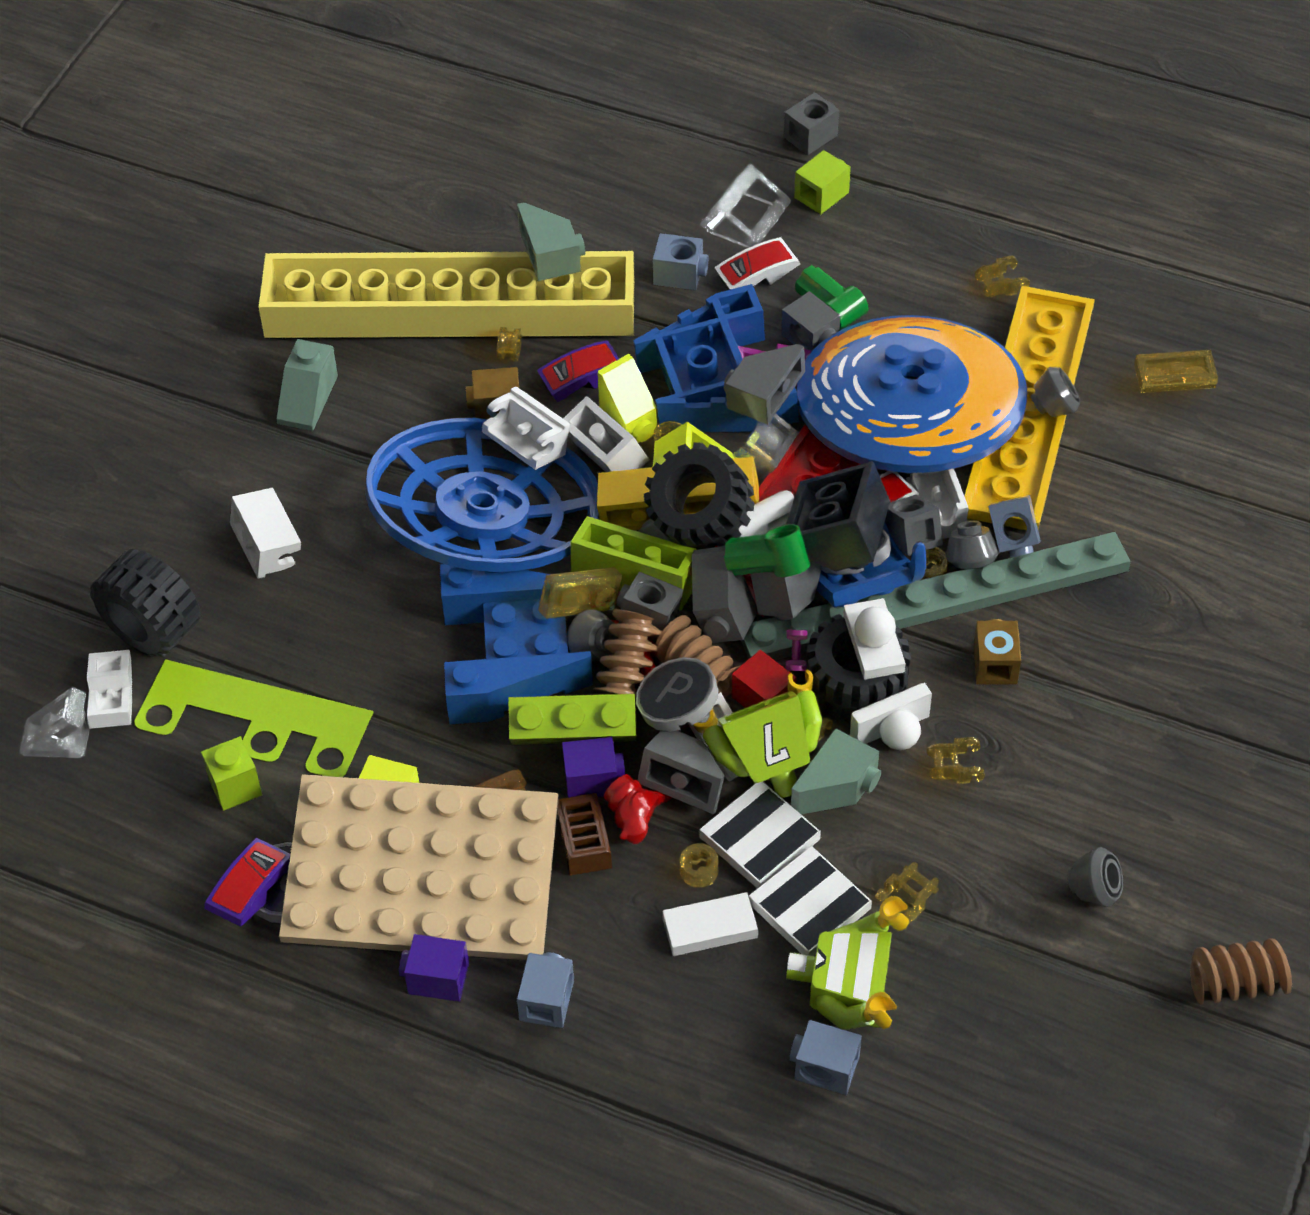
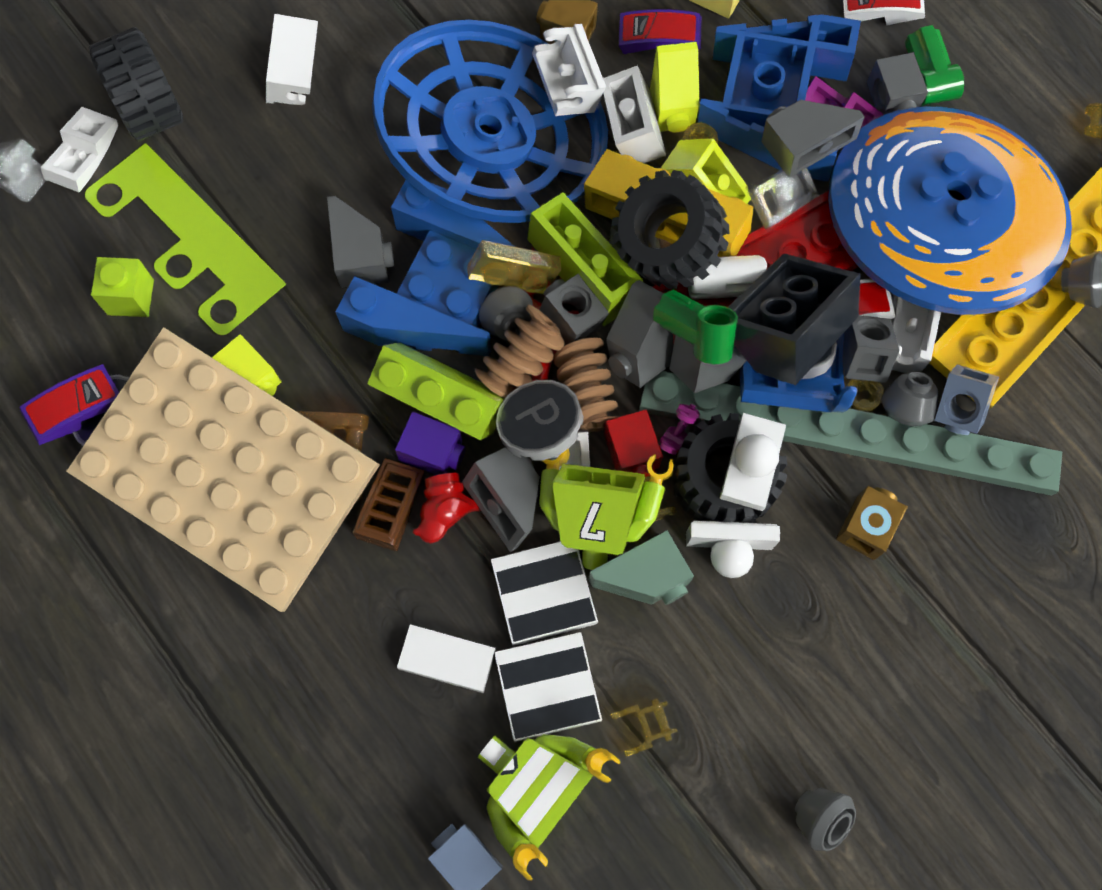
camera: 25 degrees right, 20 degrees up
(421, 645) = (357, 246): none -> dark grey slope
(435, 967) = (180, 574): dark purple brick -> none
(545, 989) = (261, 648): sand blue brick -> none
(704, 875) = (475, 581): clear yellow bush -> none
(954, 771) = (755, 595): clear yellow piece -> none

